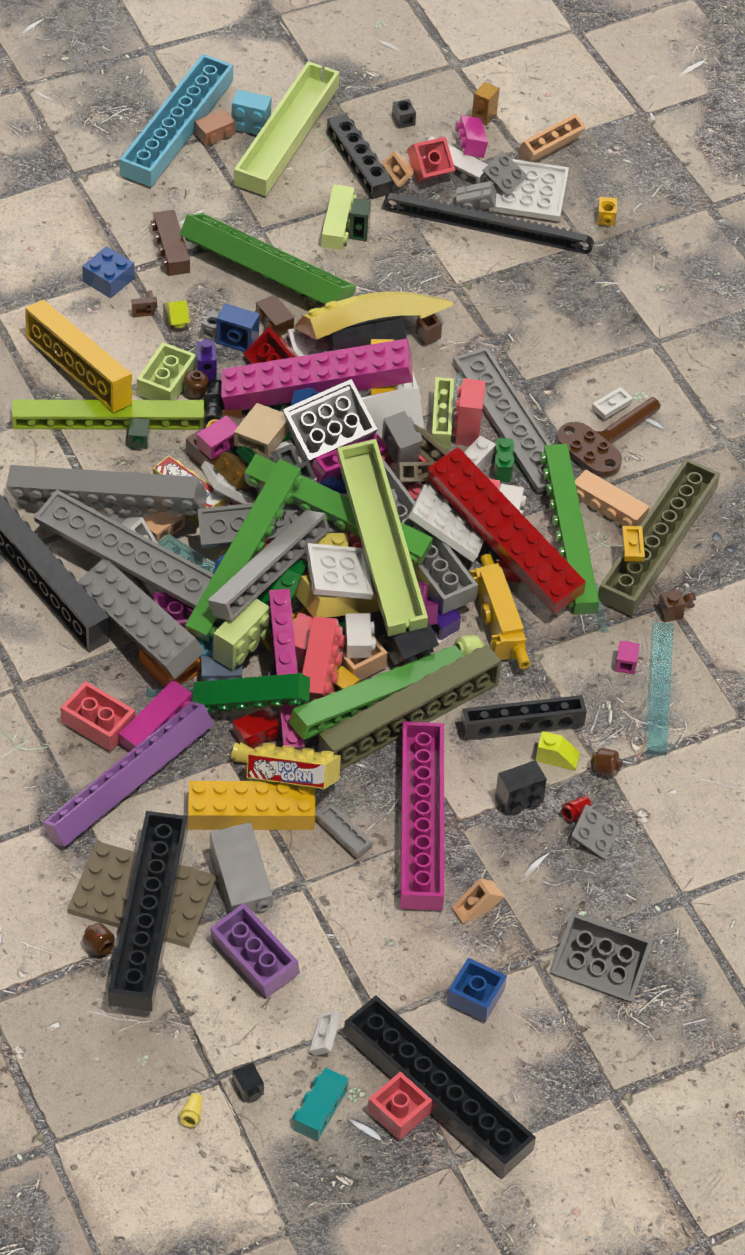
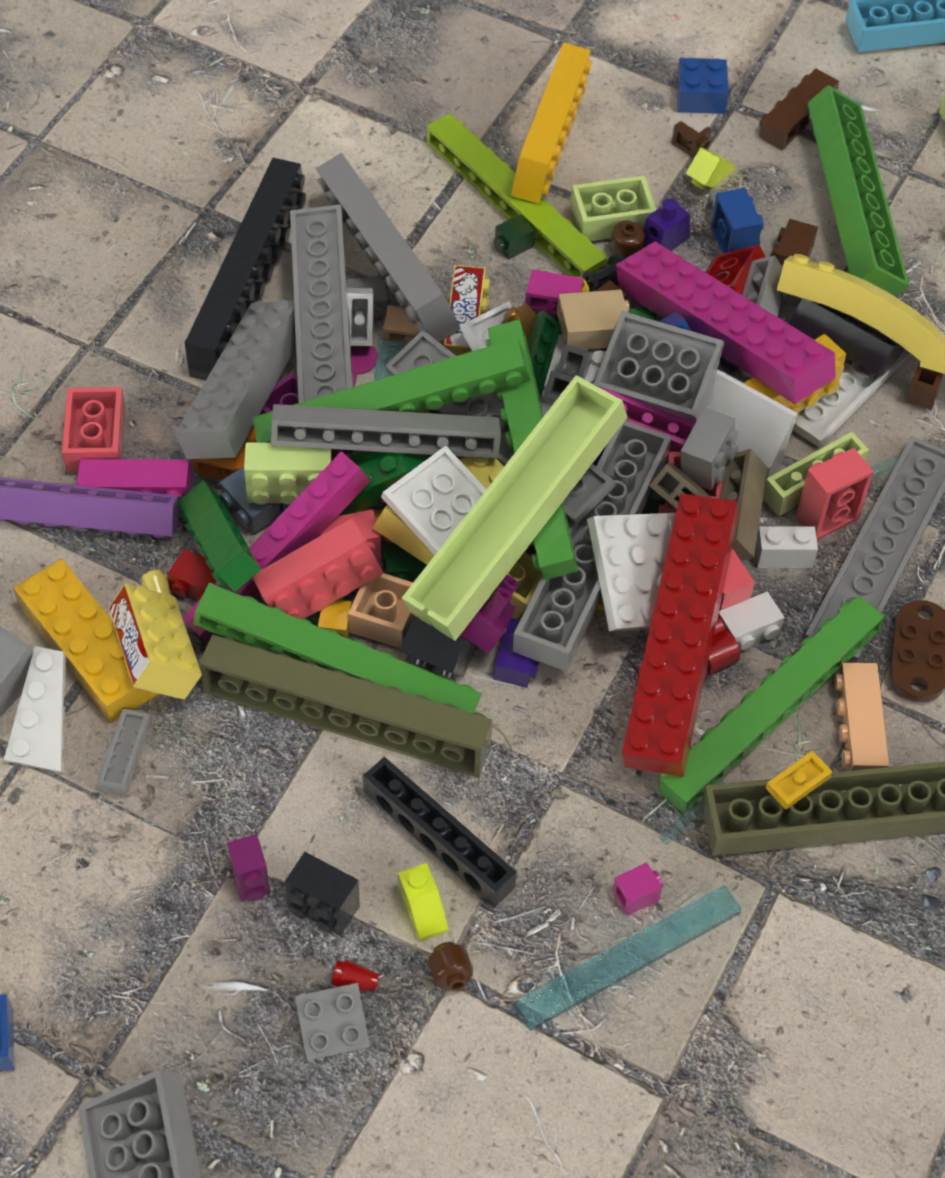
camera: 55 degrees right, 5 degrees up
(289, 855) = (38, 724): none -> white wing
(298, 342) = (763, 284): none -> light grey brick
(358, 635) = (386, 585): white brick -> none
(422, 816) = (199, 816): dark pink brick -> none
(468, 643) = (500, 709): yellowish green head -> none
(477, 811) = (249, 868): none -> magenta brick
(478, 900) = (124, 955): light nougat slope -> none
(500, 612) = (571, 708): yellow brick -> none
(504, 459) = (811, 574): green brick -> none
(673, 604) = (766, 888): reddish brown brick -> none

